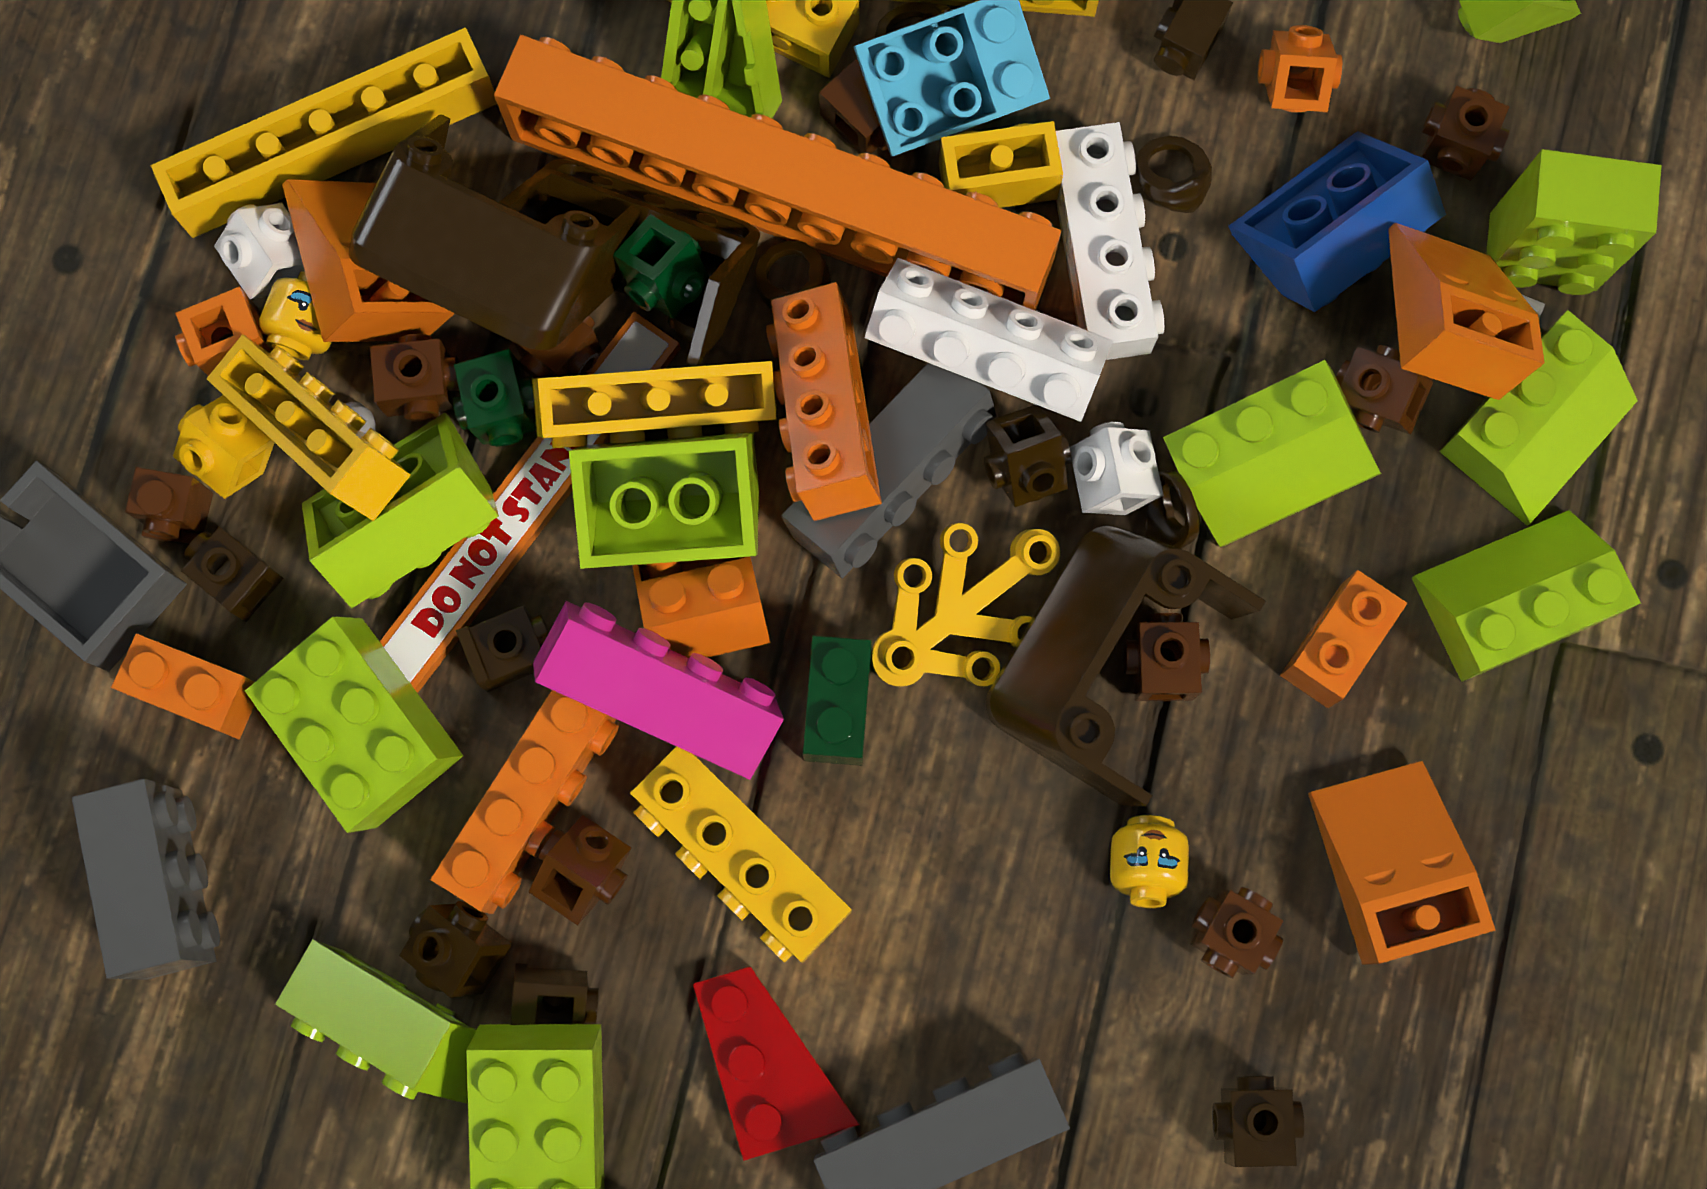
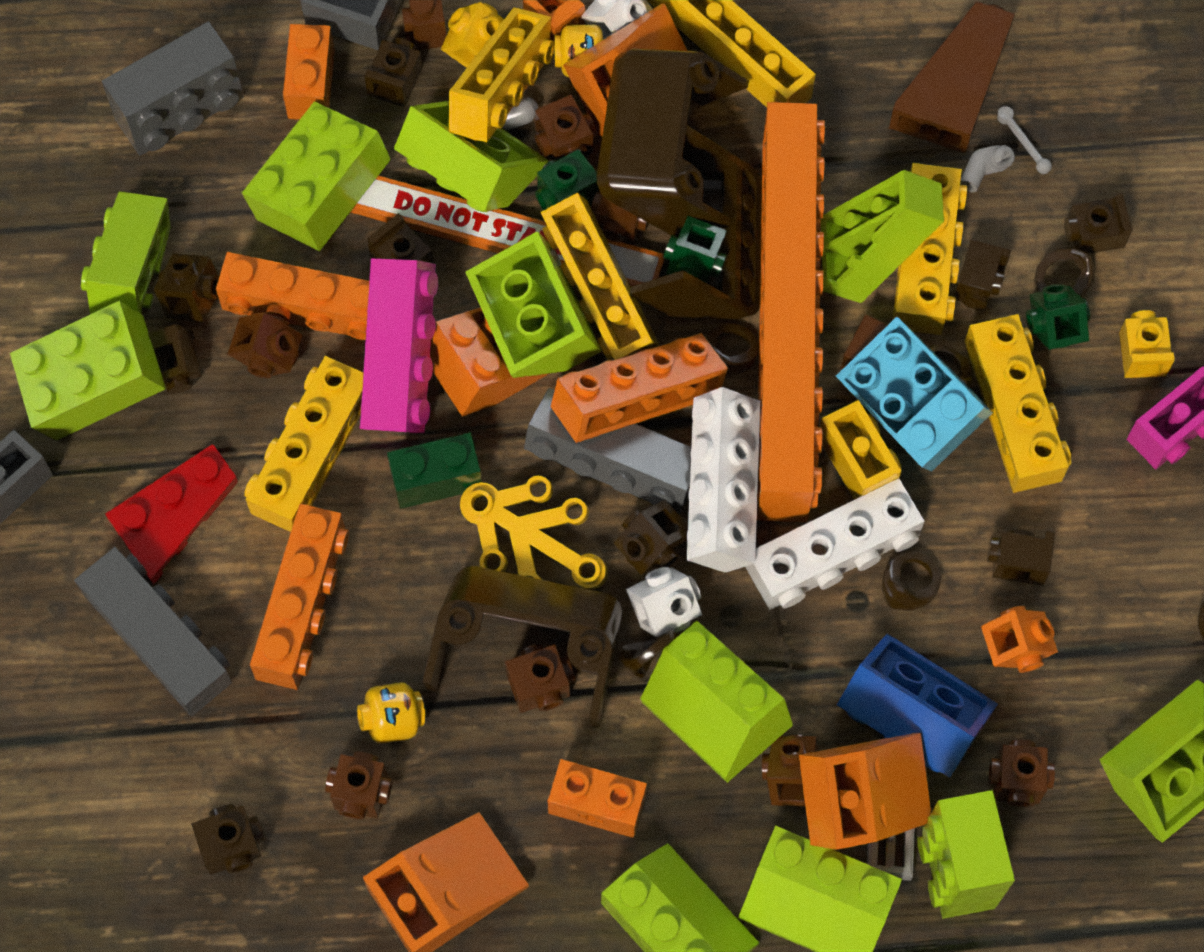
camera: 70 degrees right, 10 degrees down
(954, 933) = (299, 596): none -> orange brick

